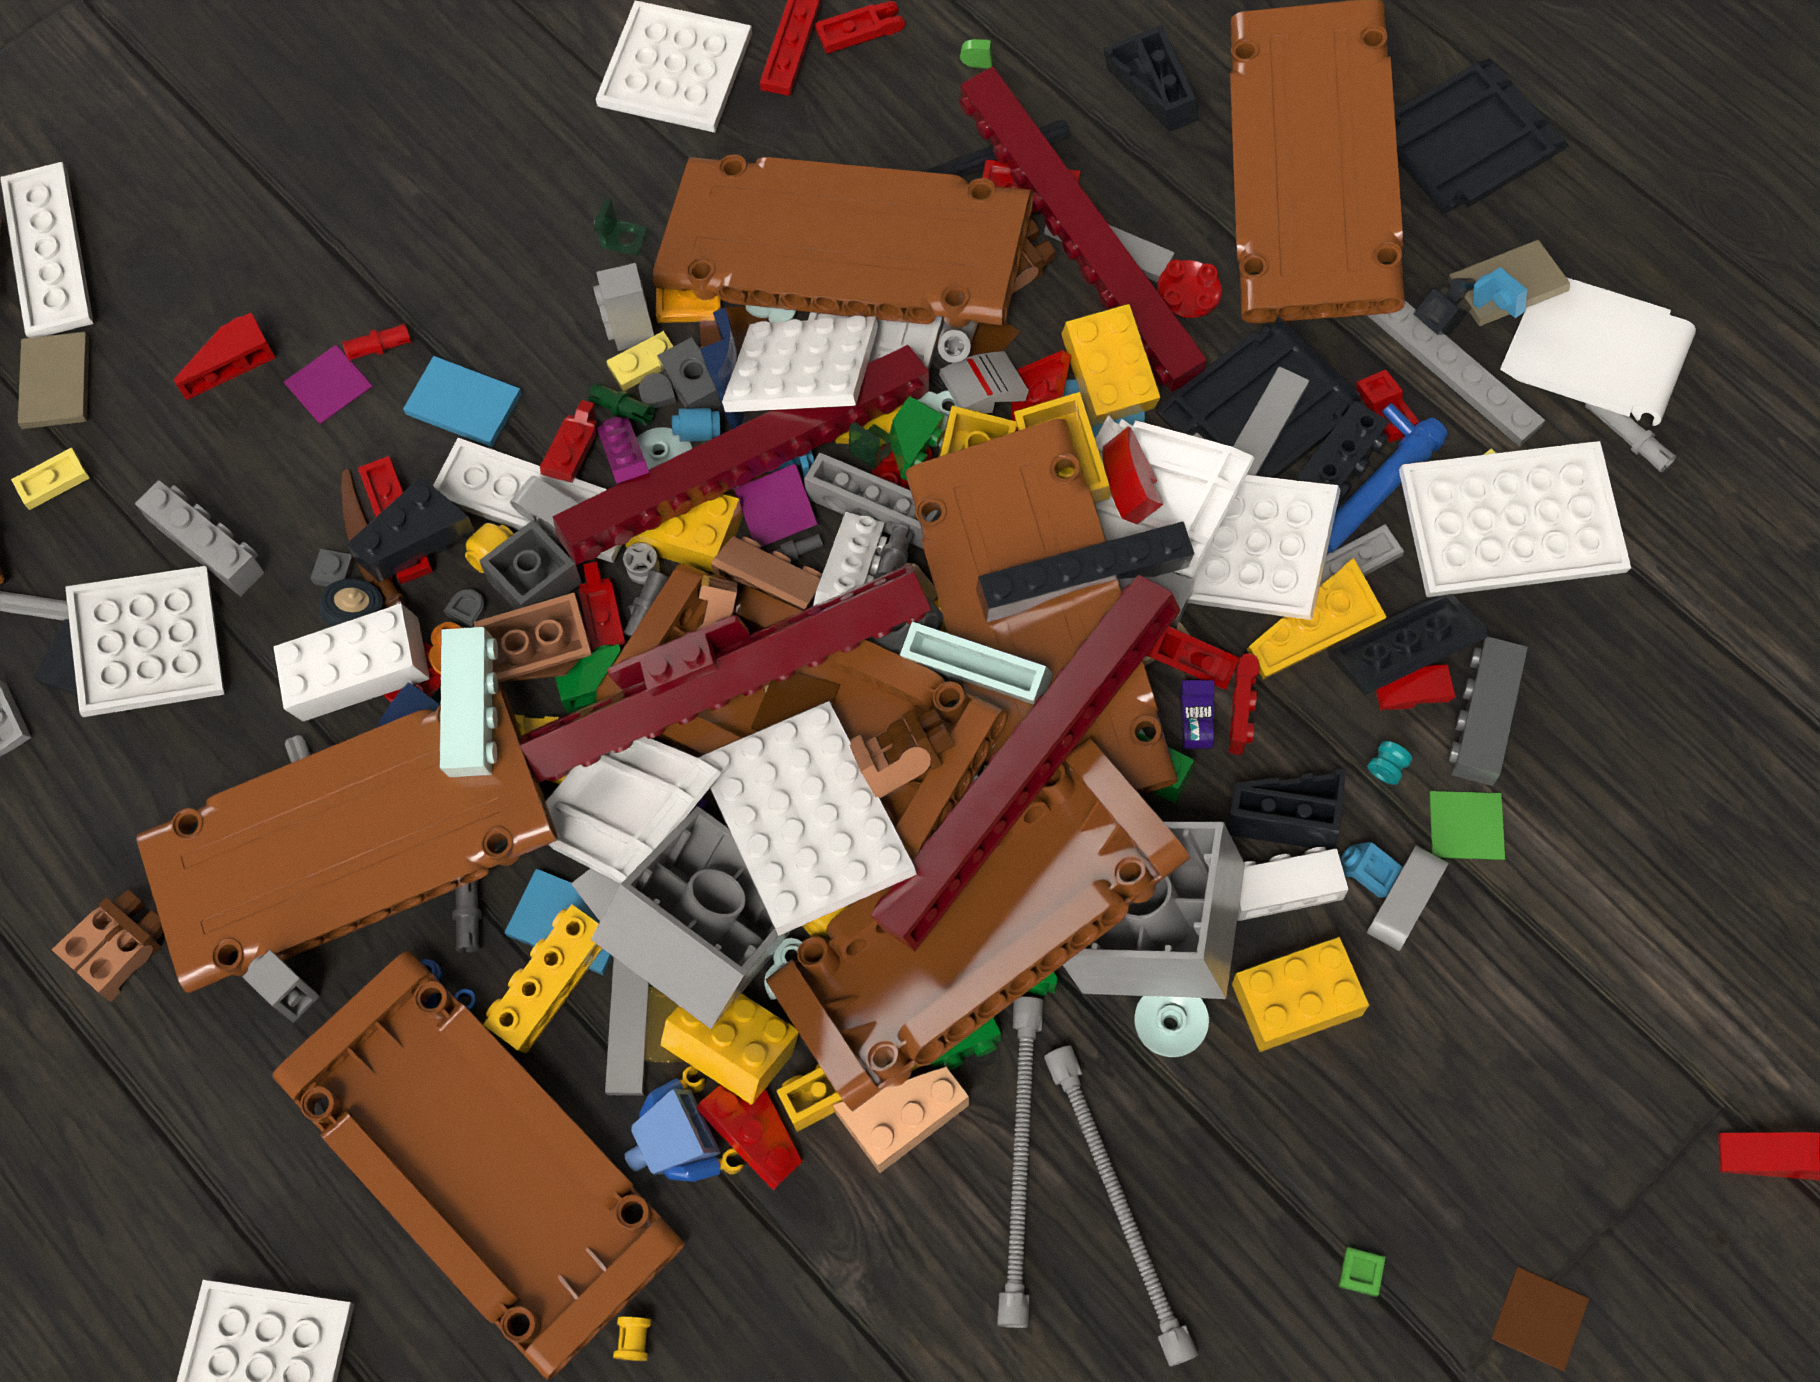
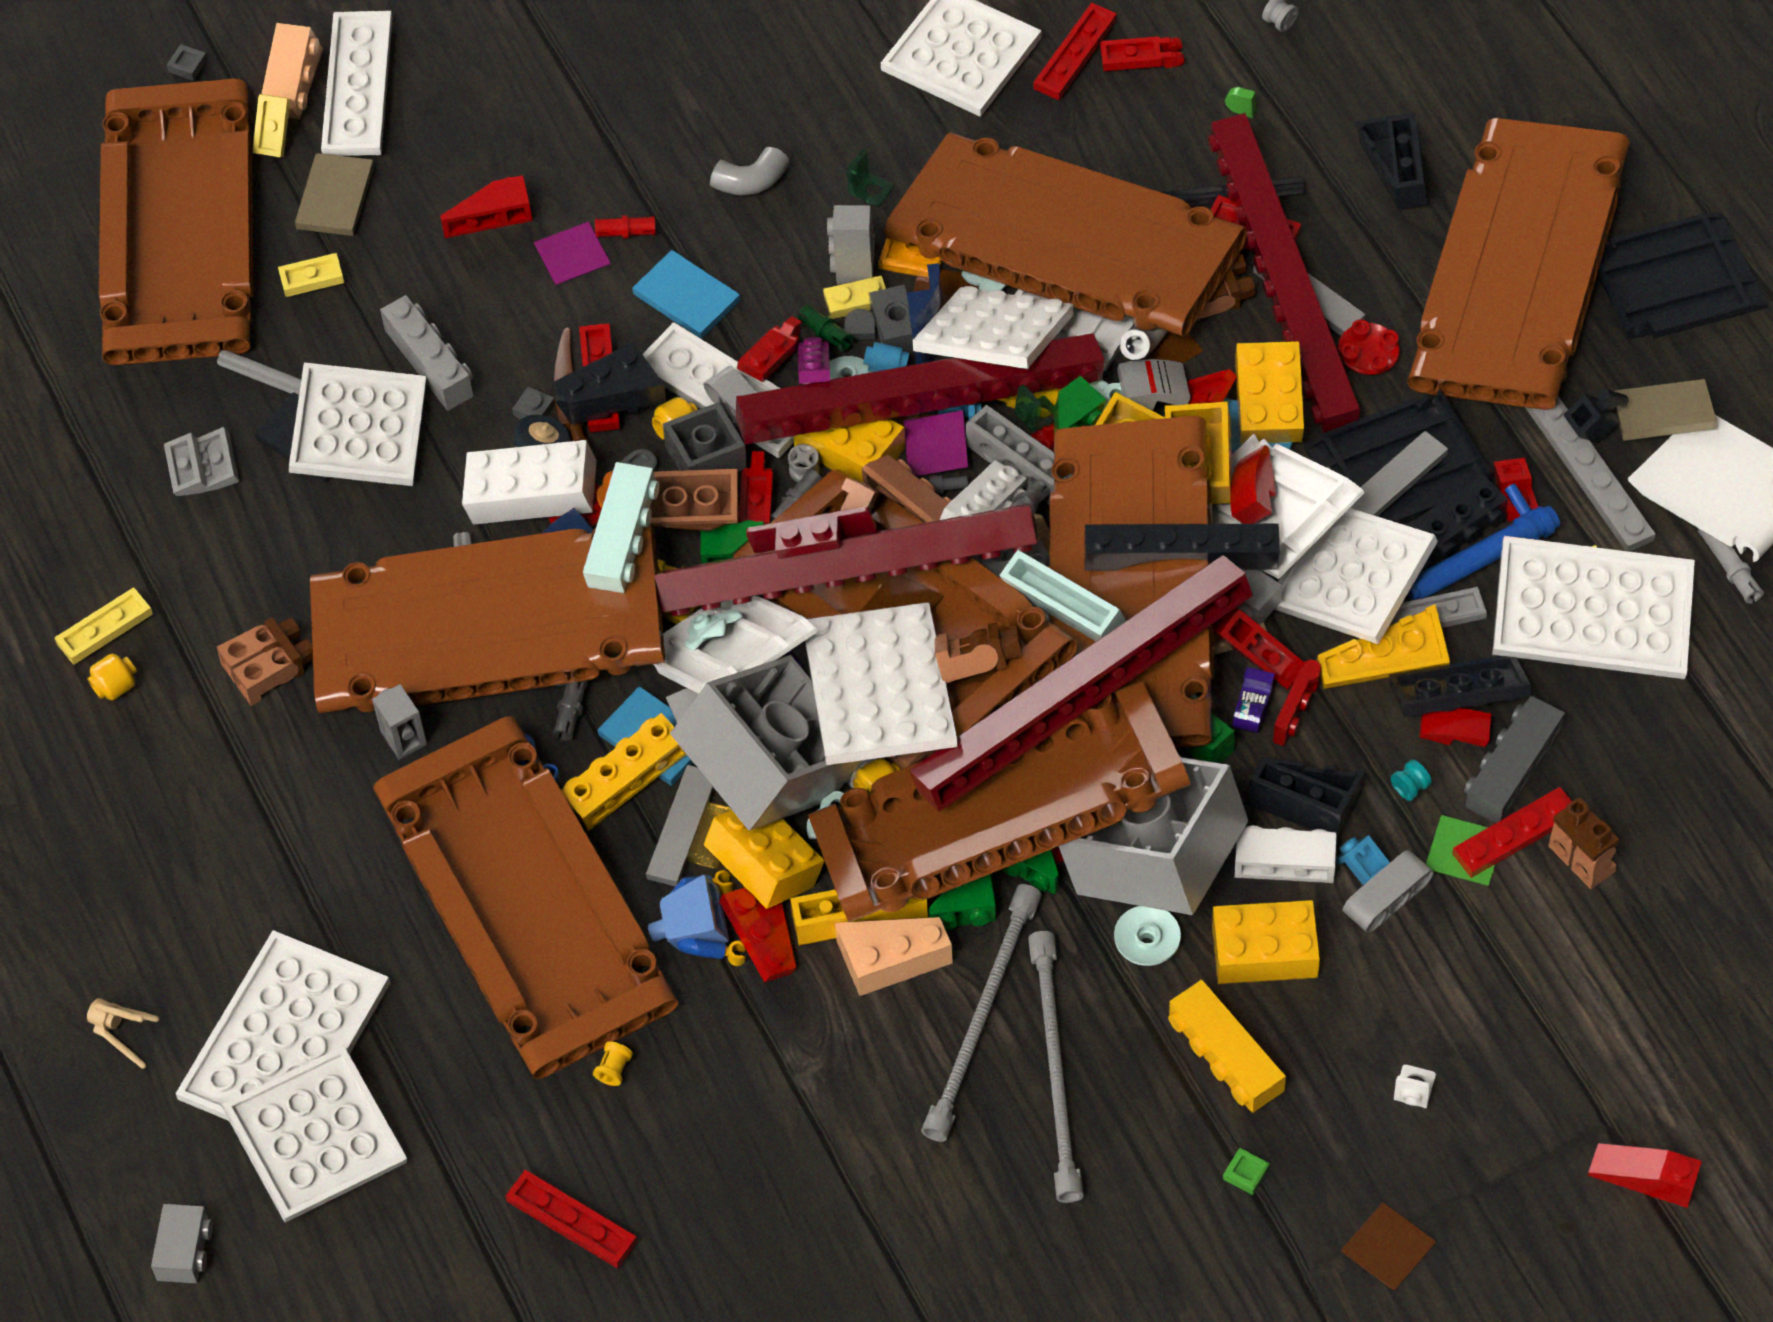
camera: 15 degrees right, 10 degrees down
(495, 257) = (751, 178): none -> light grey cylinder
(595, 786) = (708, 626): none -> light aqua plate
(1299, 1133) = (1226, 1046): none -> yellow brick
(1503, 289) = (1648, 410): dark azure bracket -> none
(1508, 1133) = (1411, 1090): none -> white bracket
(1514, 792) = (1510, 833): none -> red plate
(1603, 784) = (1586, 843): none -> hips

